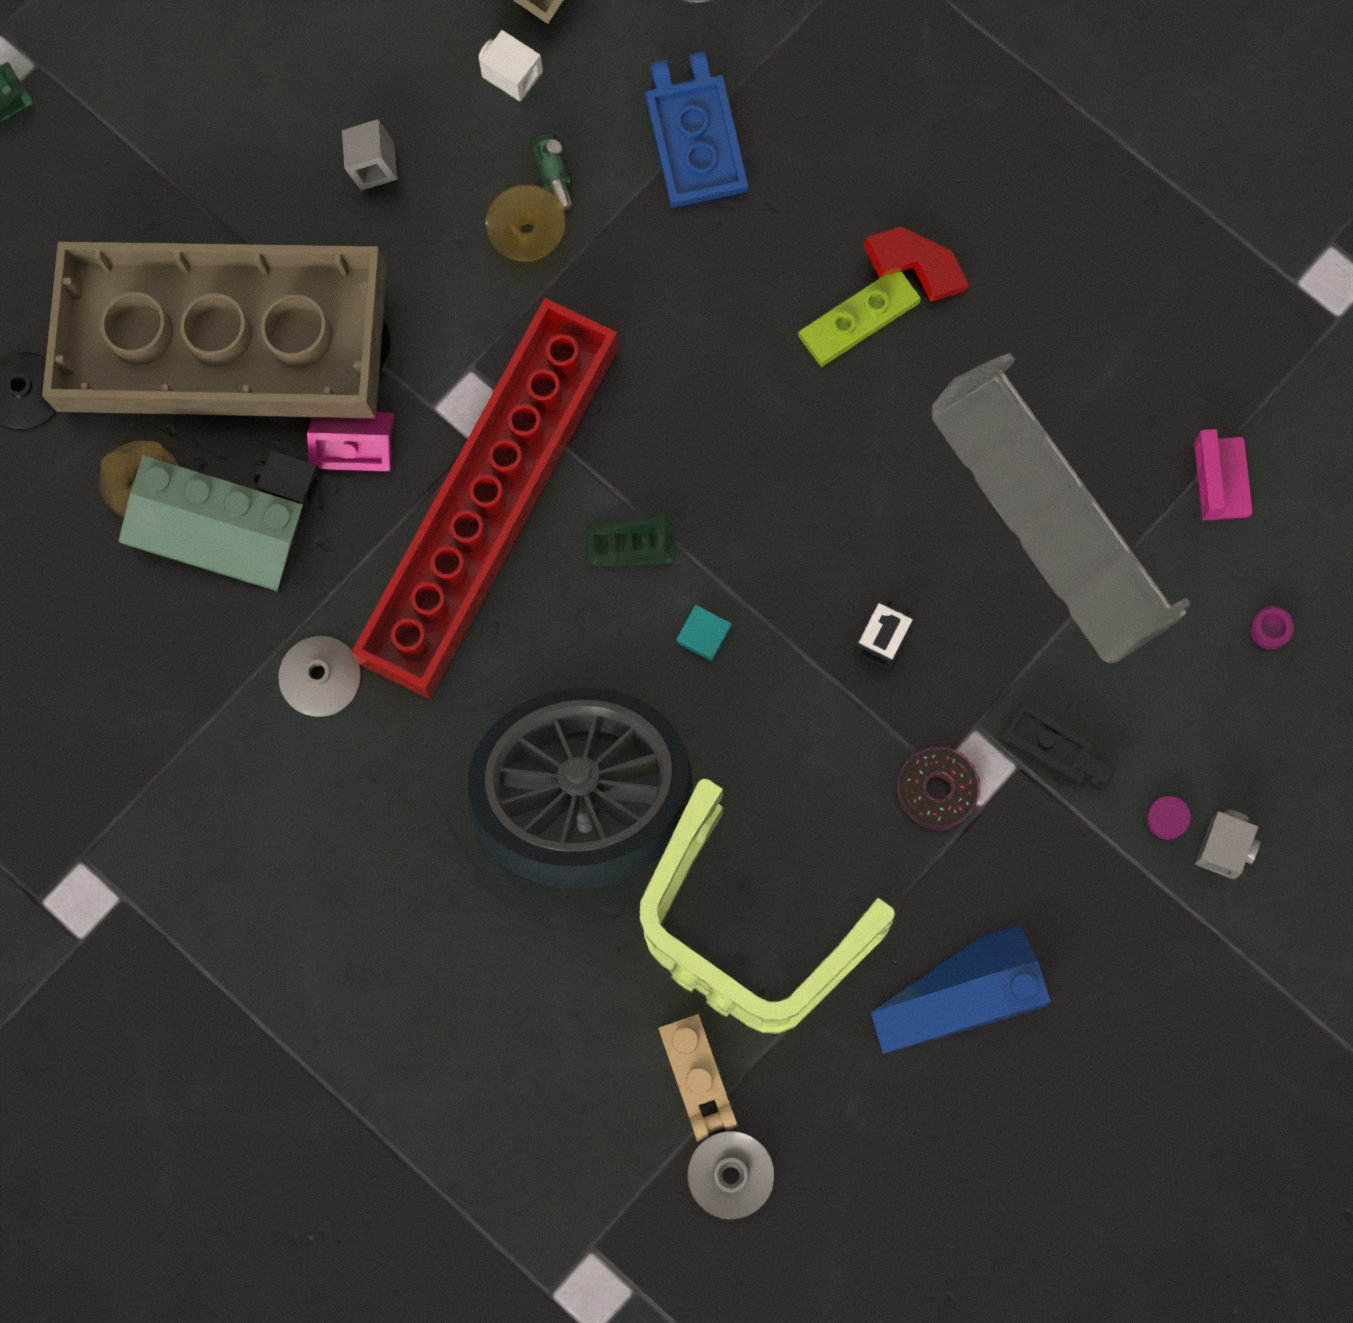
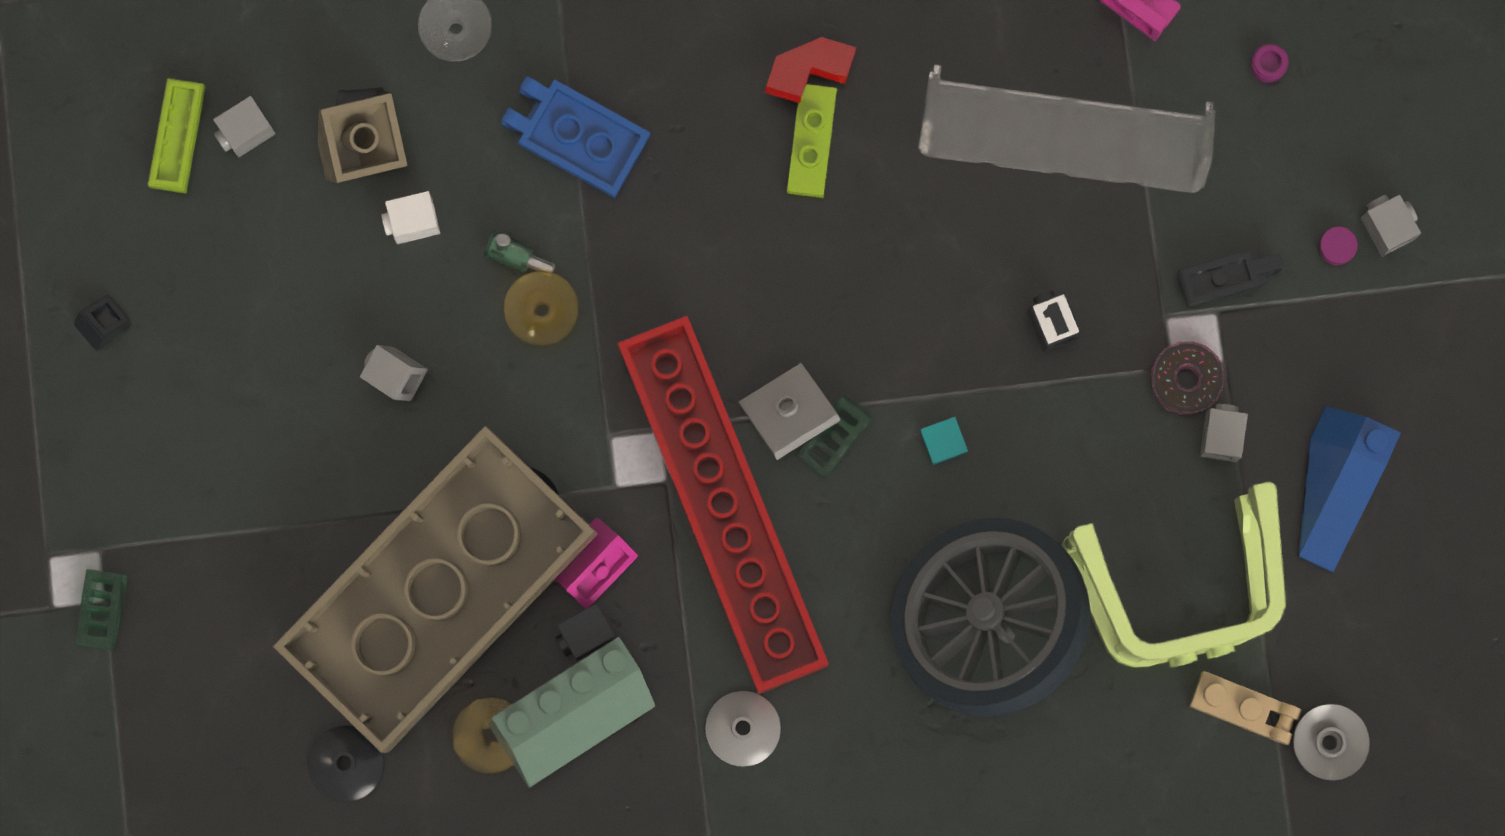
camera: 55 degrees left, 5 degrees up
(614, 485) = (789, 411): none -> light grey plate
(917, 856) = (1223, 433): none -> light grey brick

